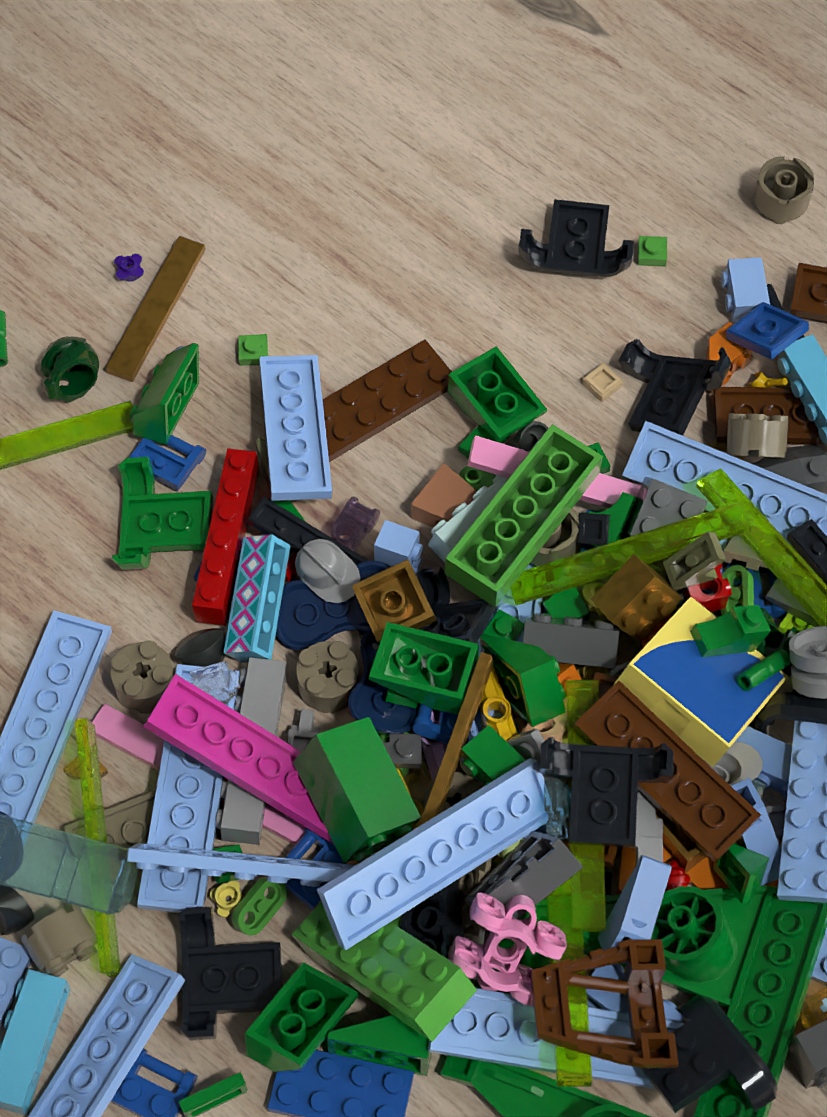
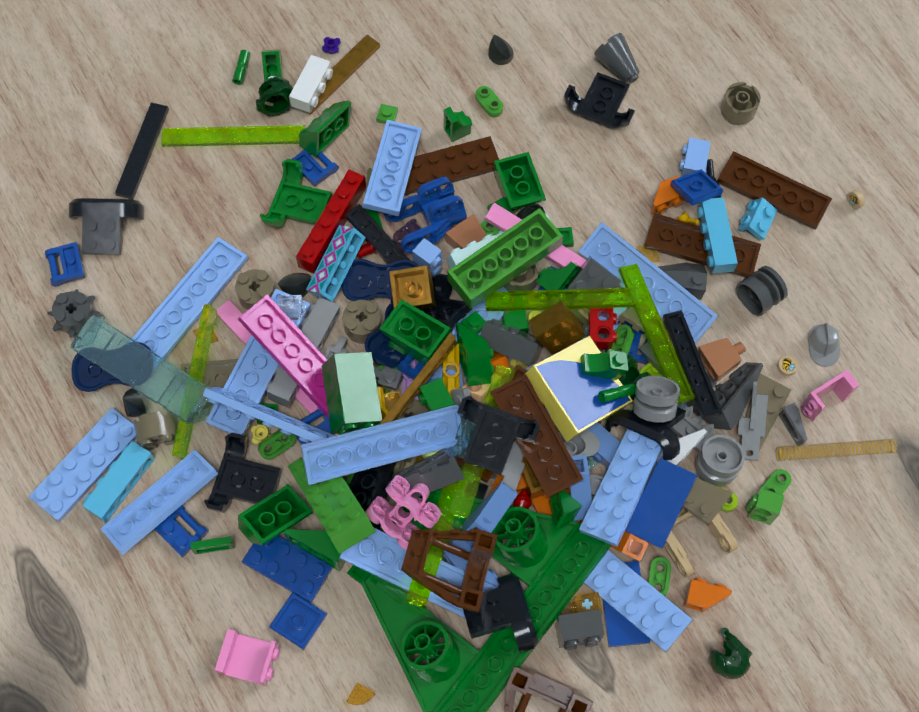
camera: 15 degrees right, 5 degrees up
(47, 320) = (272, 63): none -> green arch
(120, 334) = (311, 84): none -> white brick
(327, 570) = (381, 258): light grey piece -> none
(367, 335) = (456, 124): none -> green arch
(385, 473) = (437, 208): none -> blue piece
(394, 207) = (500, 51): none -> pearl dark grey piece
(402, 287) = (487, 100): none -> bright green plate
(579, 171) = (618, 58): none -> dark grey cone
(593, 529) = (547, 278): black tile -> none
(602, 382) = (588, 191): tan tile -> none
(652, 251) = (647, 119): bright green plate -> none
(673, 385) = (629, 204): black piece -> none
(695, 562) = (598, 316): olive slope -> none
(757, 435) = (667, 250): dark tan brick -> none

